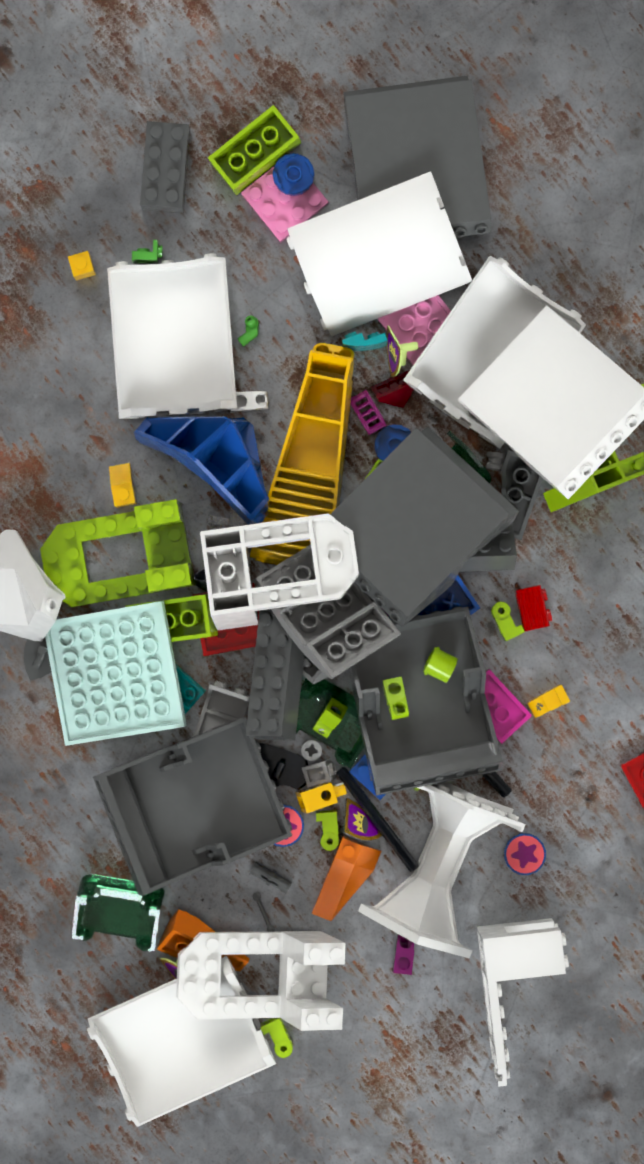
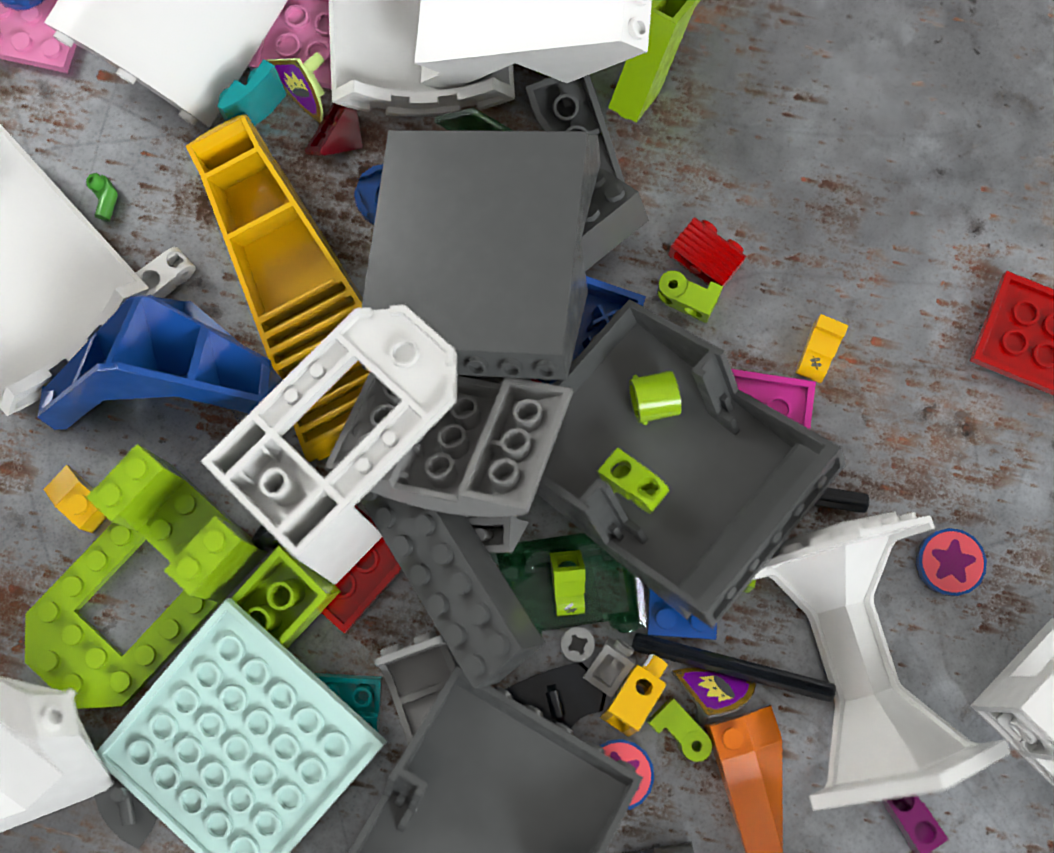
camera: 35 degrees left, 10 degrees down
(377, 427) = (337, 175): magenta slope -> none
(495, 461) = (521, 117): light grey wheel -> none

